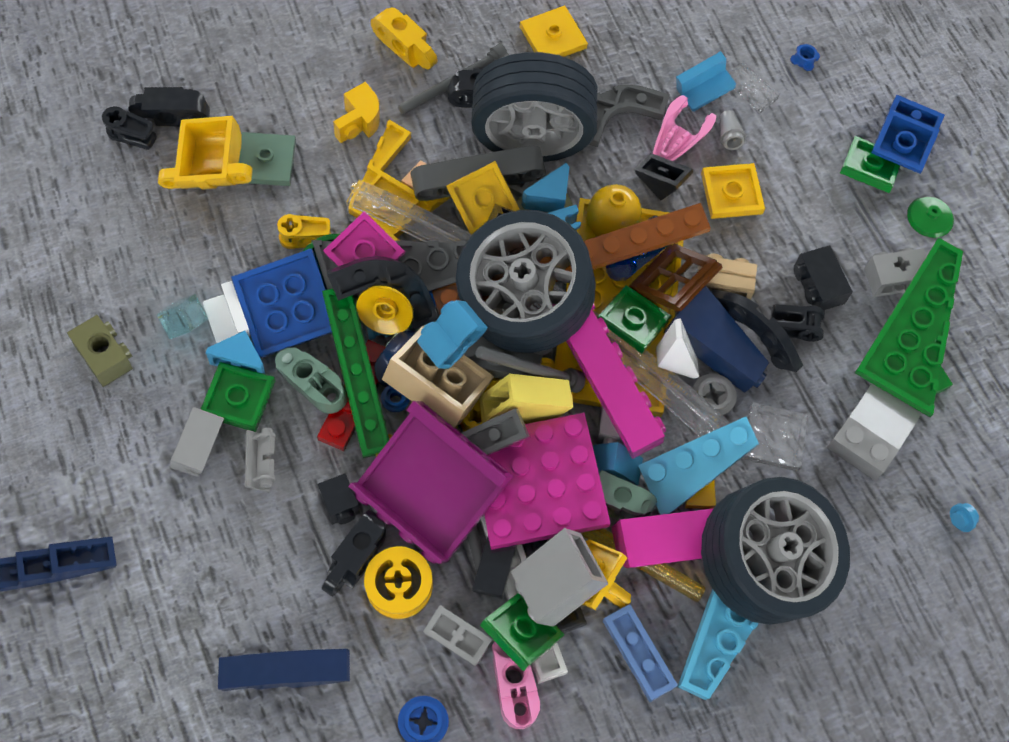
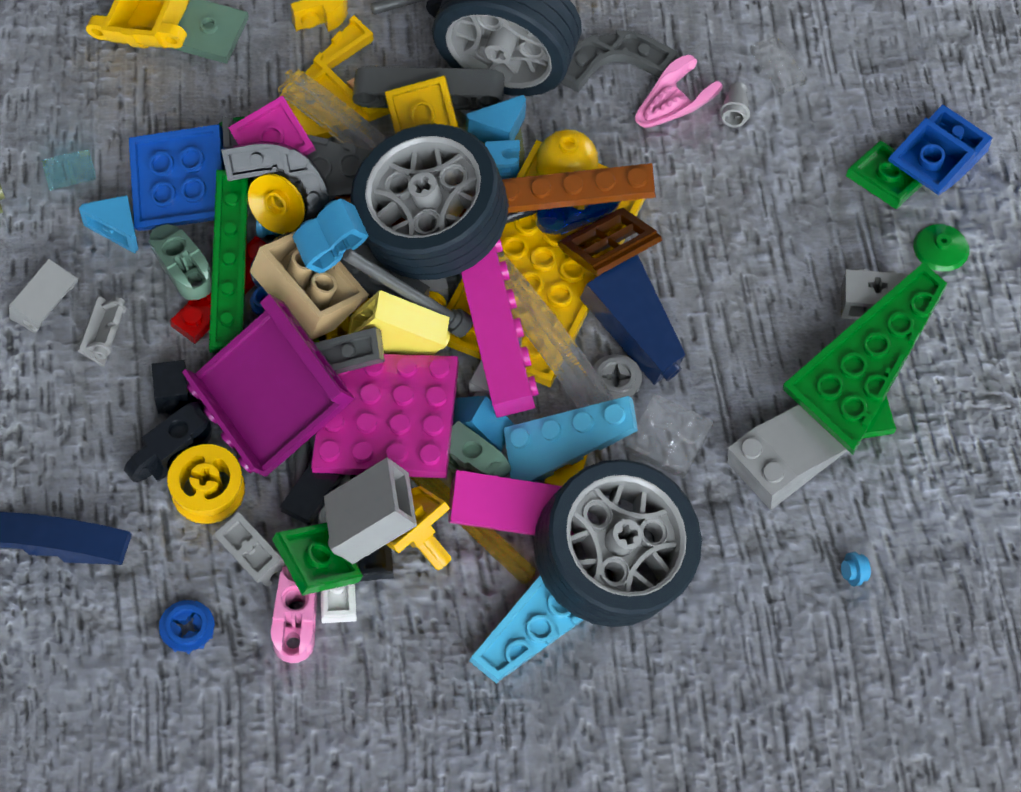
camera: 20 degrees right, 5 degrees down
(226, 314) = (114, 176): white panel -> none
(238, 395) = (102, 261): green plate -> none
(303, 230) = (223, 105): yellow piece -> none
(634, 318) = (548, 275): green plate -> none
(640, 653) = (440, 617): medium blue plate -> none
(662, 175) = (637, 135): black slope -> none
(676, 351) = (585, 320): white slope -> none
(705, 82) = (723, 46): dark azure panel -> none
(732, 191) = (714, 169): yellow plate -> none
(735, 276) = (675, 260): tan brick -> none
(770, 331) = (695, 324): black plate -> none
(799, 321) = (738, 323): black piece -> none
(805, 57) = (853, 43): blue plate -> none
(822, 278) = (783, 283): black brick -> none

